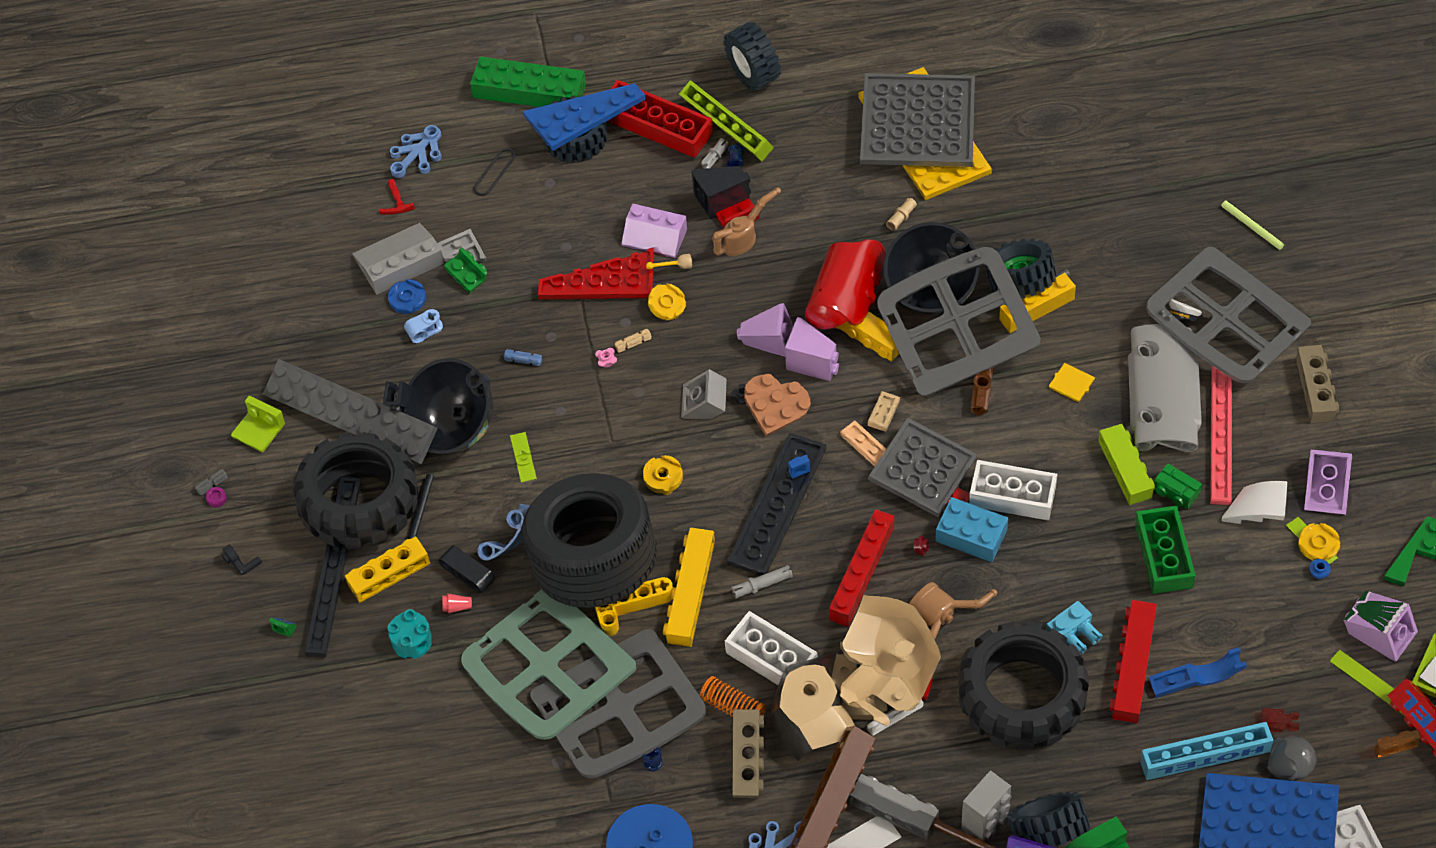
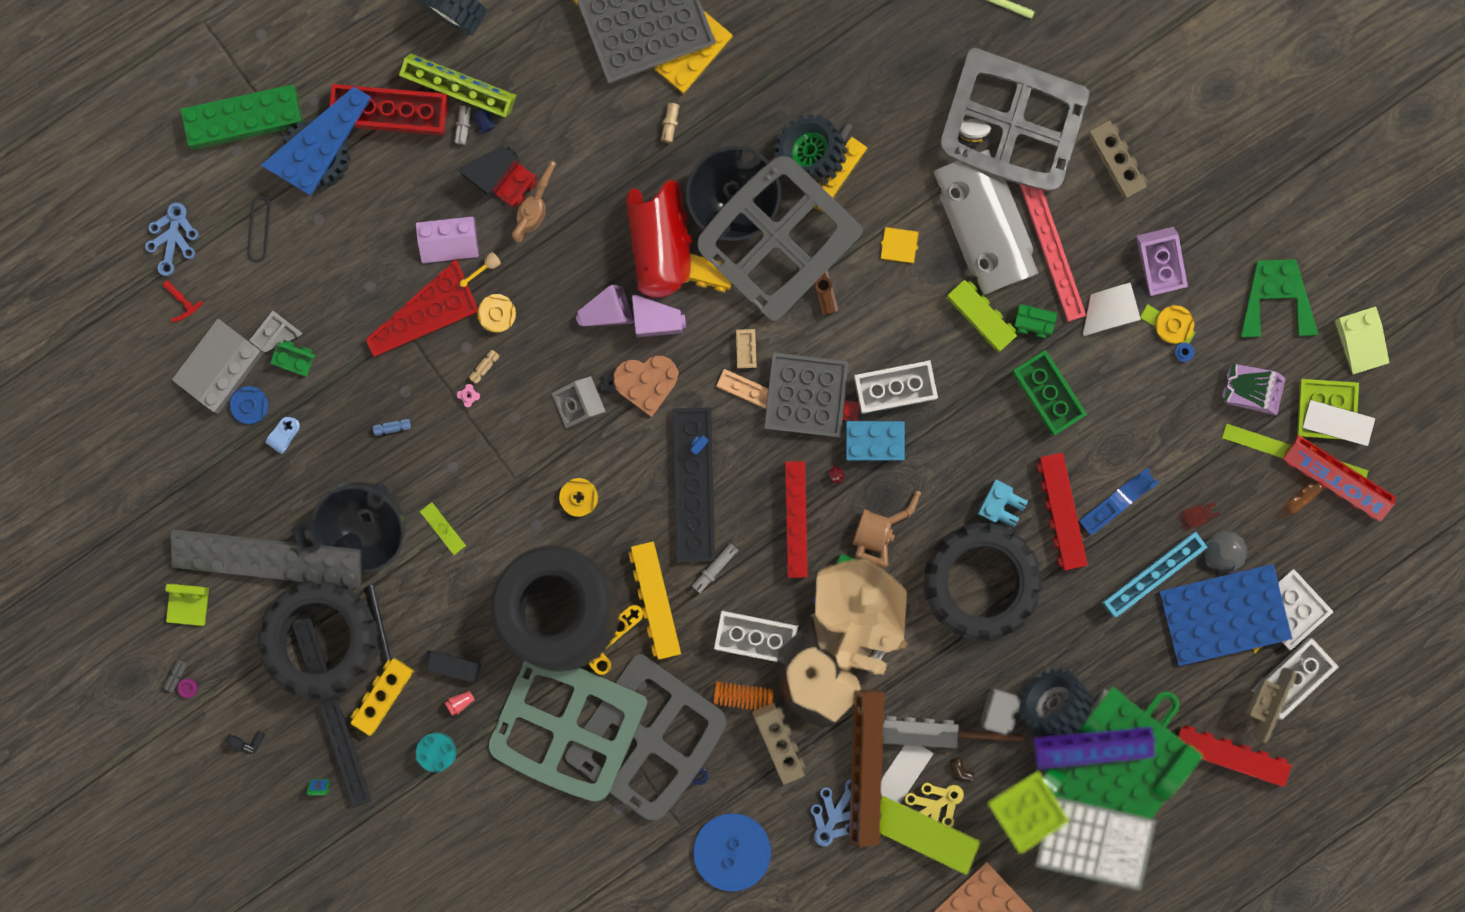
camera: 30 degrees left, 30 degrees up
(515, 520) = (468, 638): medium blue panel -> none

